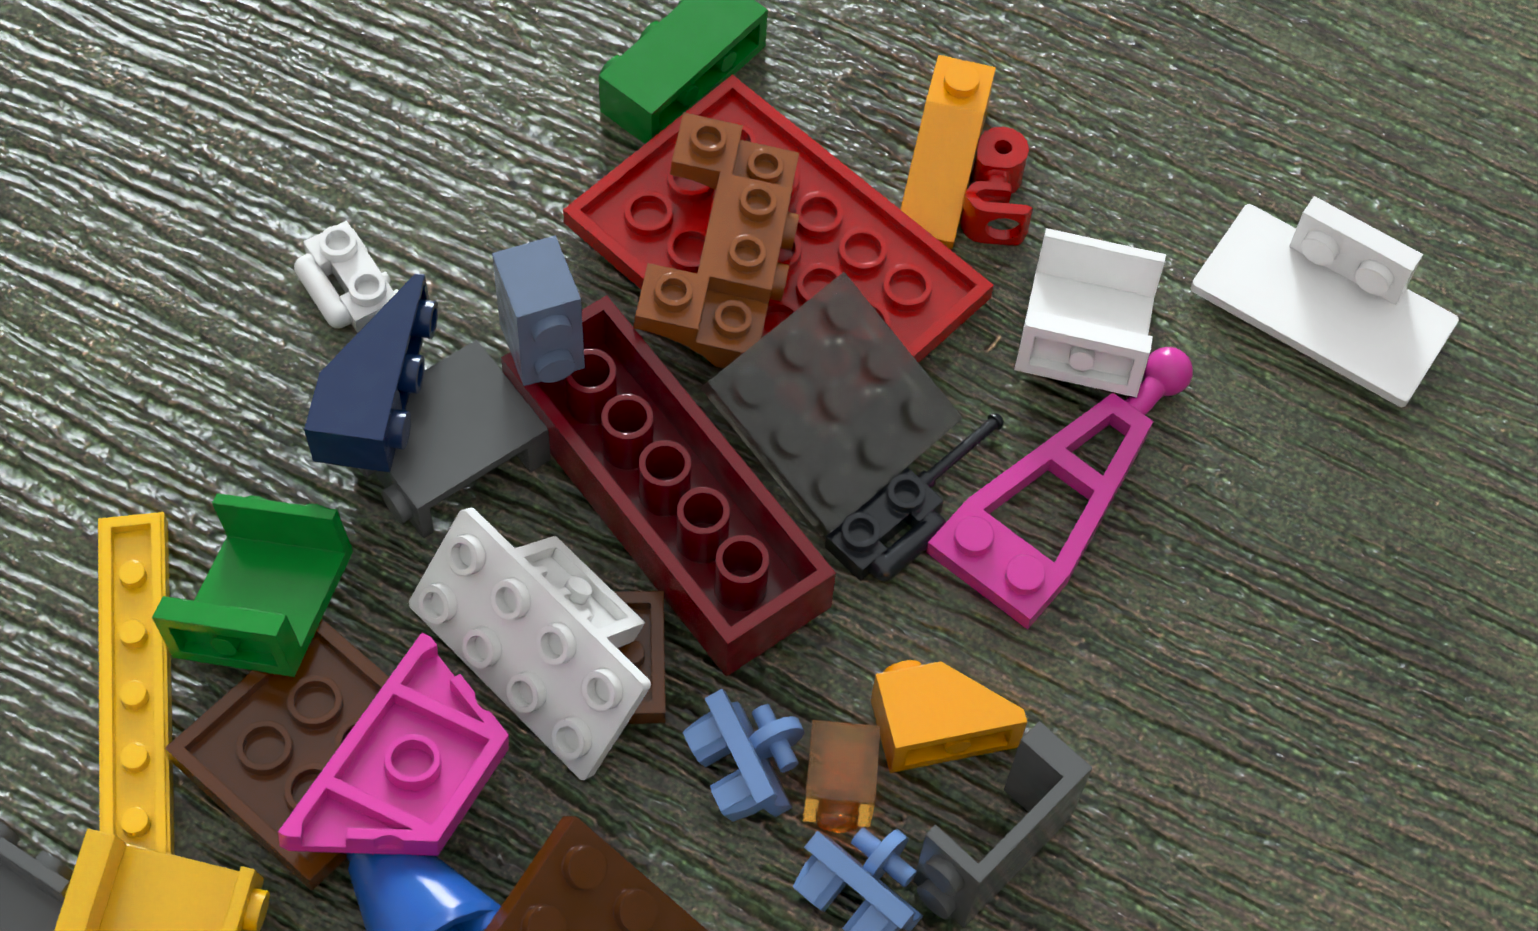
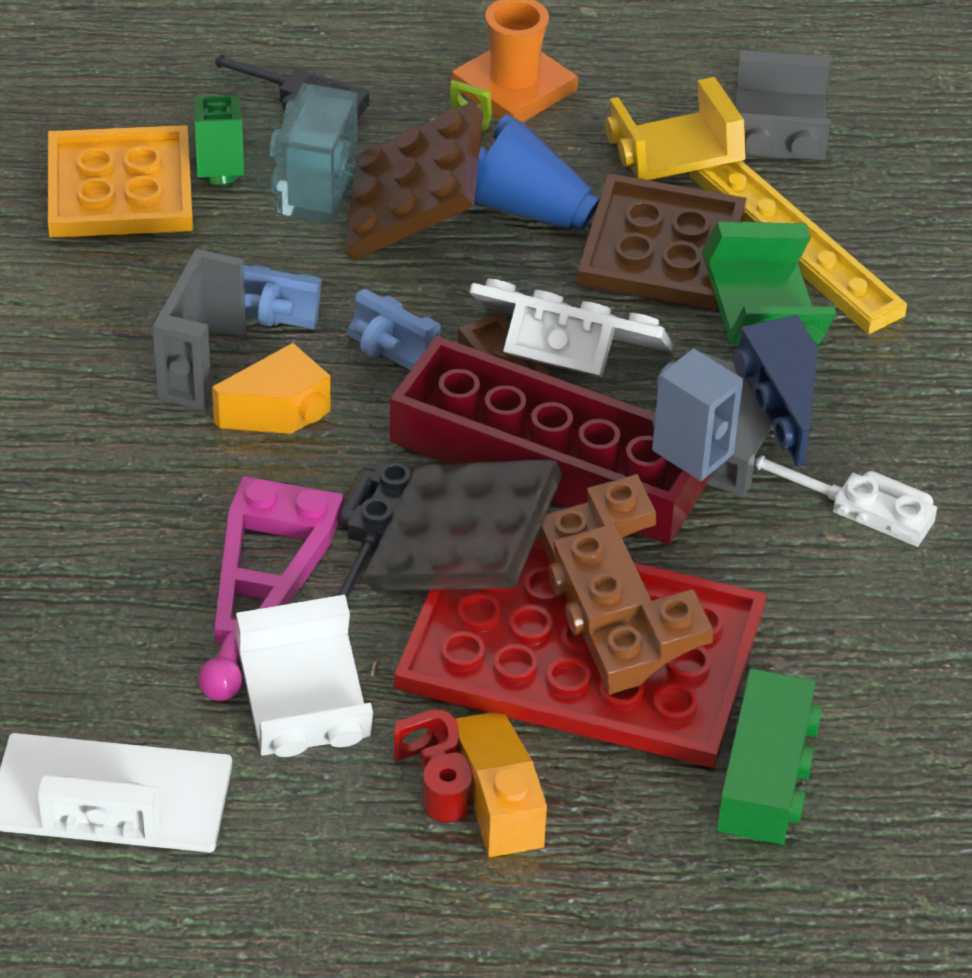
camera: 155 degrees right, 15 degrees down
(403, 767) = (593, 225): dark pink wing -> none
(841, 775) = (326, 338): clear orange brick -> none

